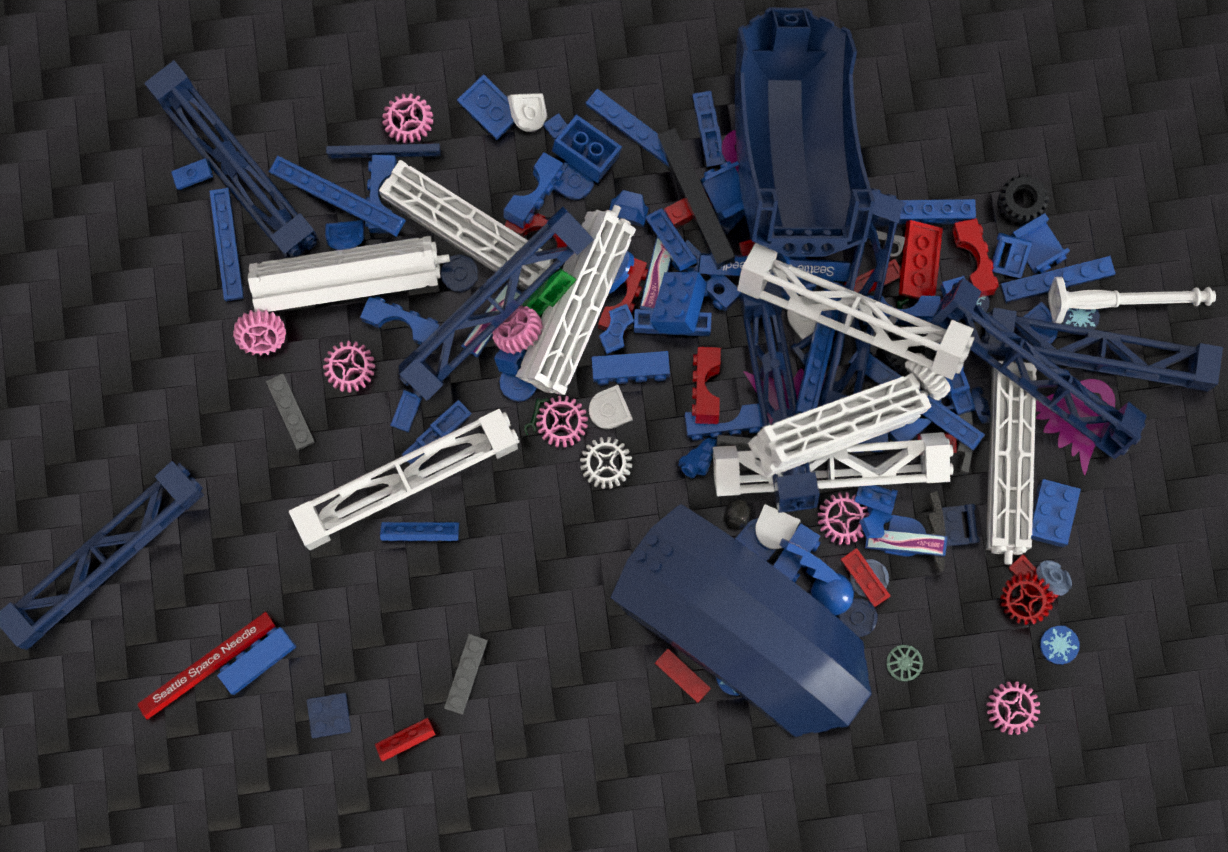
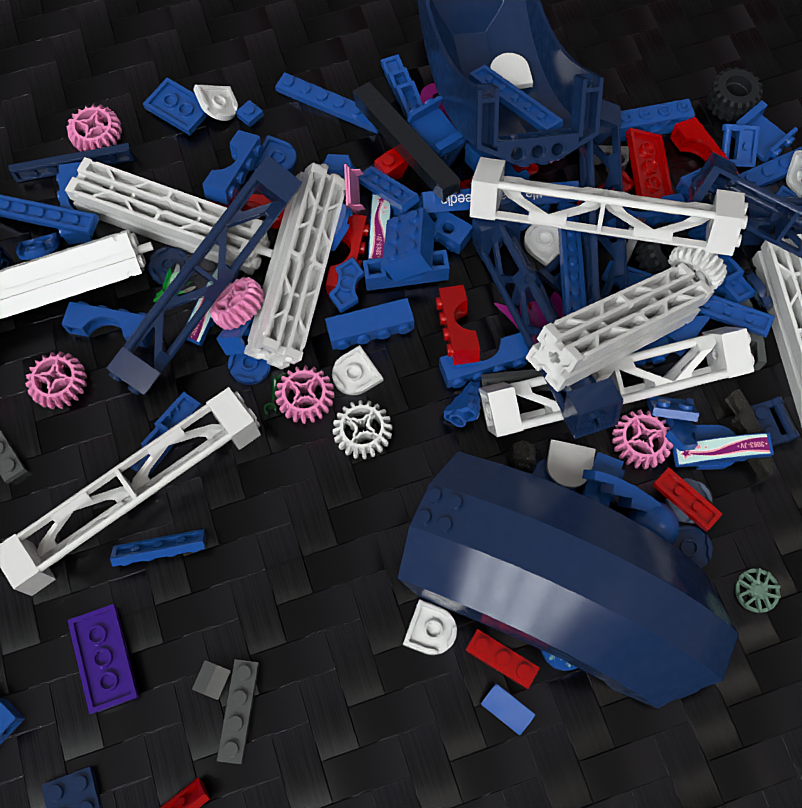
camera: 10 degrees left, 10 degrees down
(364, 612) = (103, 659): none -> dark purple plate
(406, 411) = (128, 417): blue tile -> none
(448, 646) = (211, 680): none -> dark grey piece
(458, 294) = (171, 274): none -> piece
(549, 292) = (266, 254): green slope -> none
(586, 148) = (283, 122): blue brick -> none
(630, 641) = (431, 629): none -> white tile
(638, 236) = (352, 189): none -> bright pink piece
(678, 715) = (508, 709): none -> slope
(805, 178) = (517, 100): none -> blue plate
(811, 139) = (514, 69): none -> white tile

